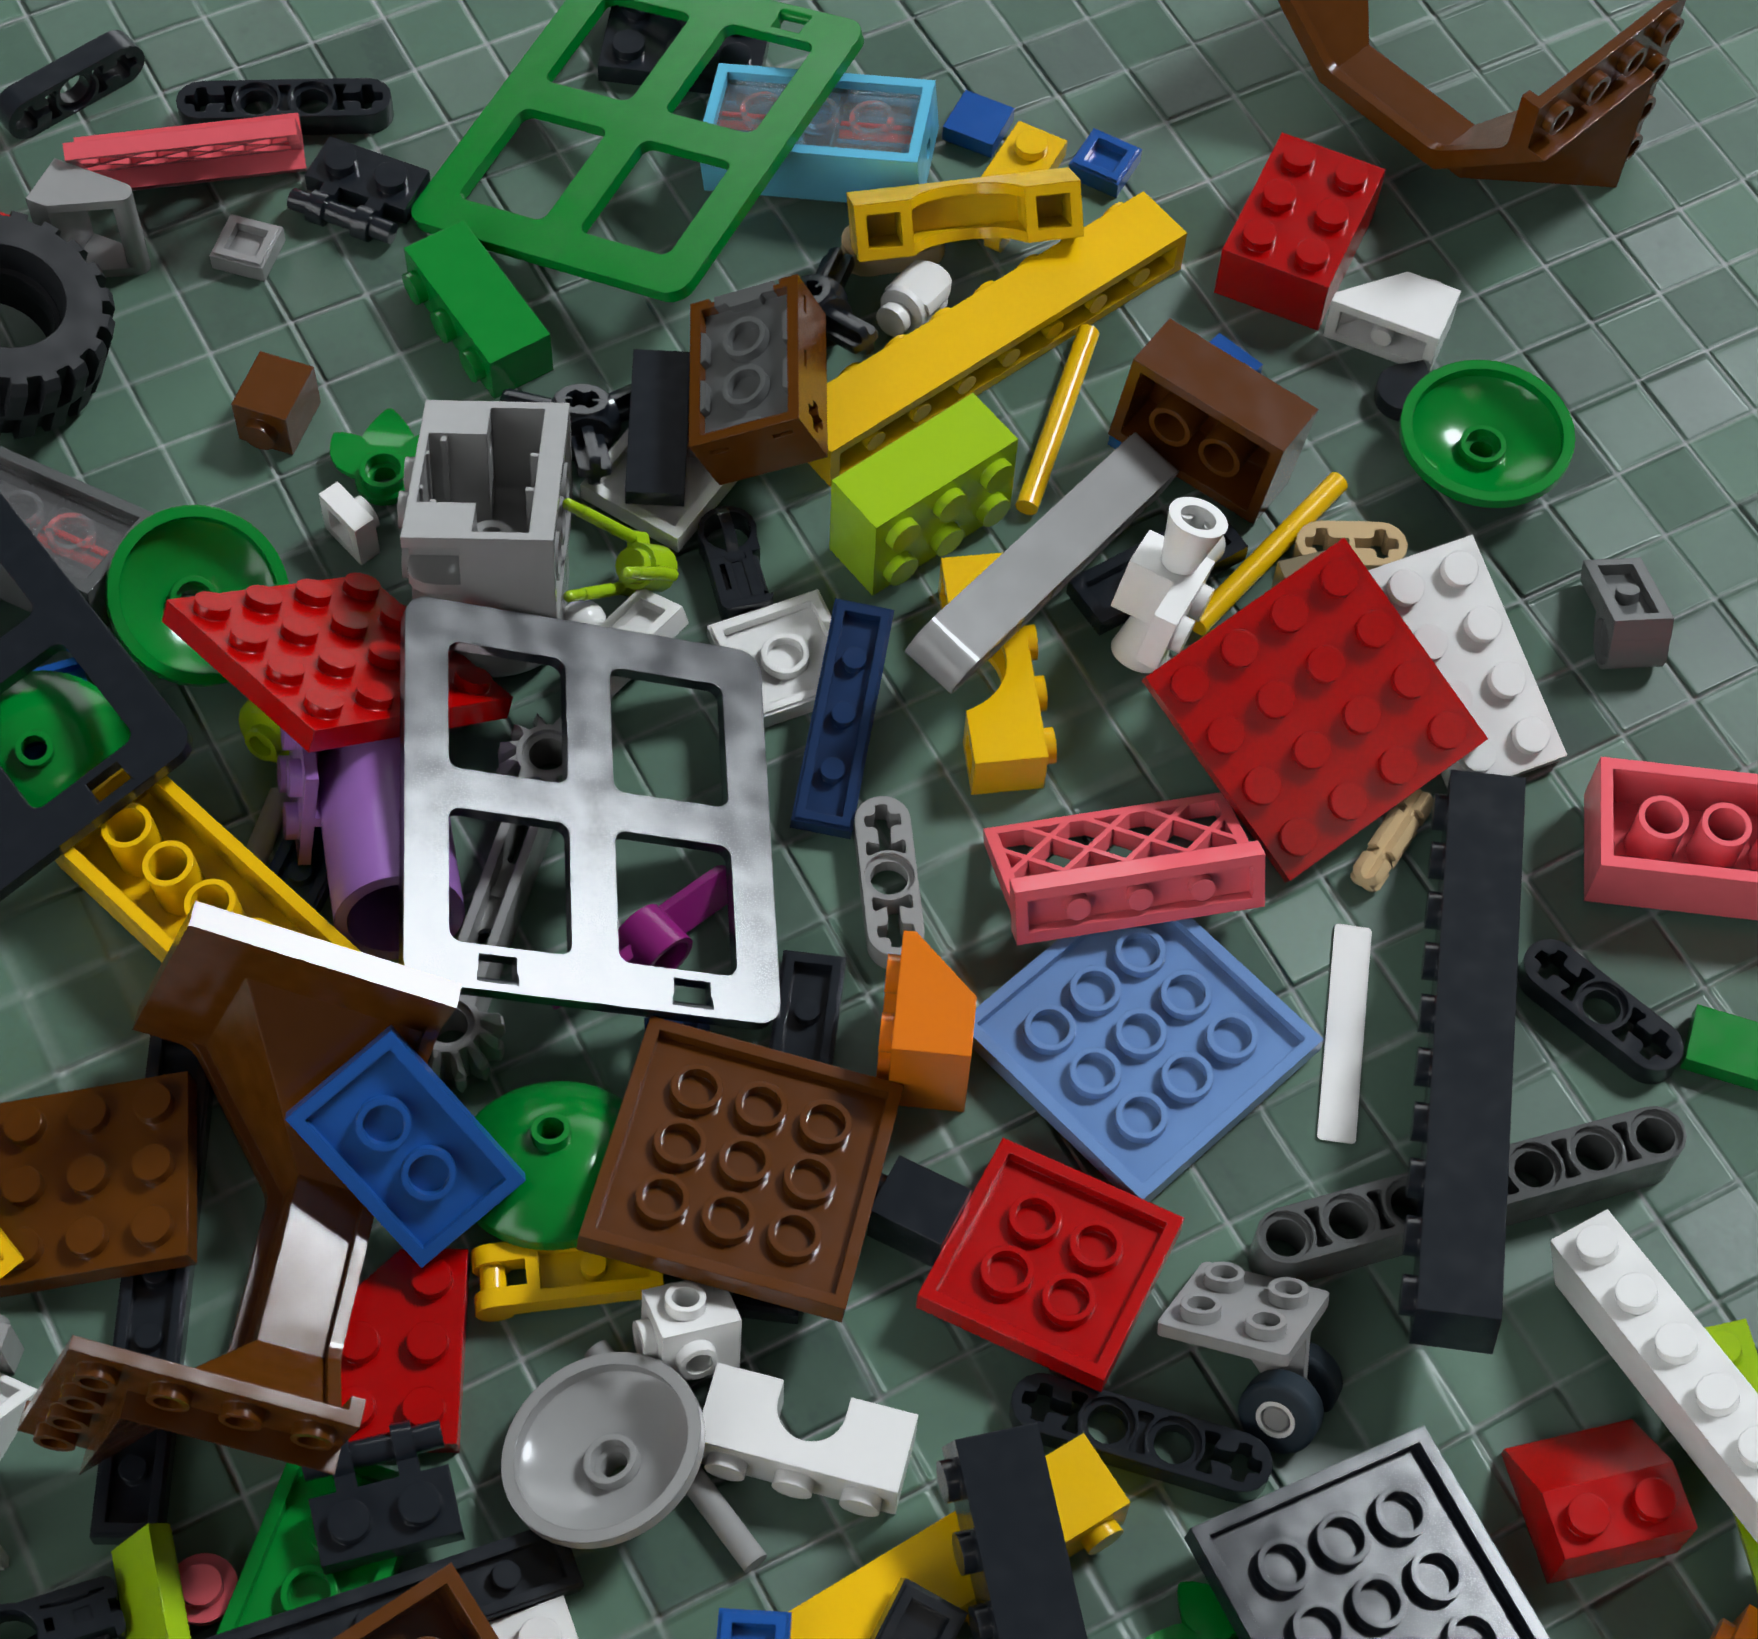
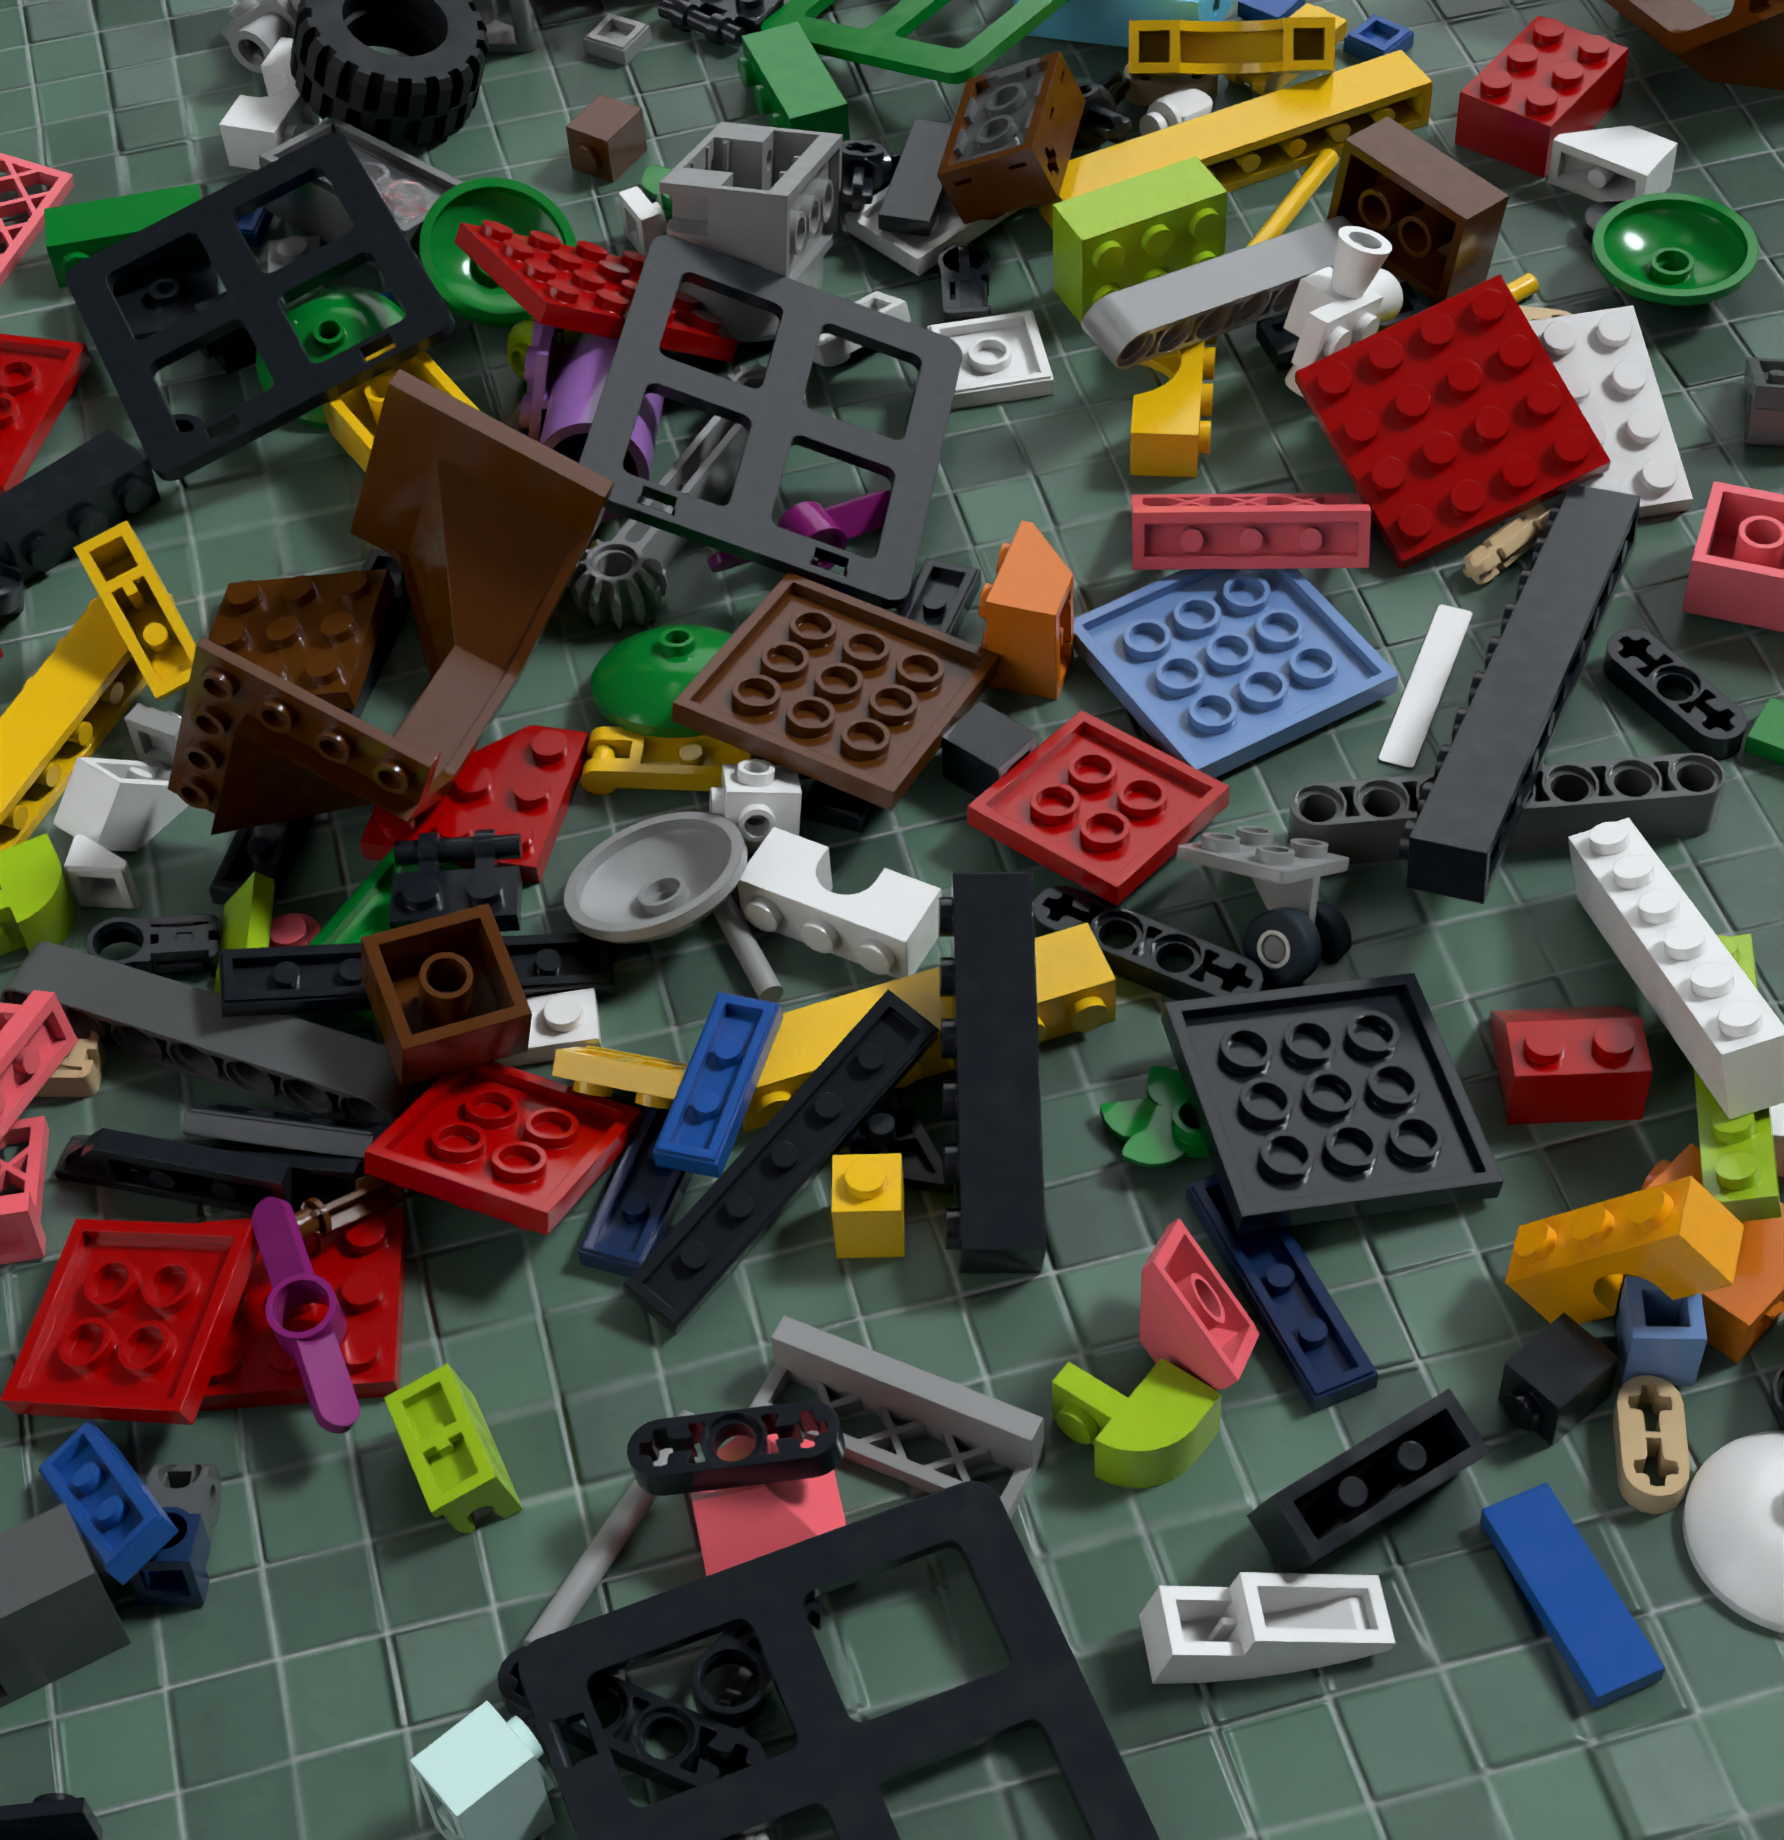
camera: 20 degrees right, 10 degrees down
(405, 1146) = (545, 622): blue plate -> none
(637, 566) = (877, 269): lime plant -> none
(842, 719) = (1024, 401): dark blue tile -> none
(900, 859) = (1049, 507): light grey beam -> none

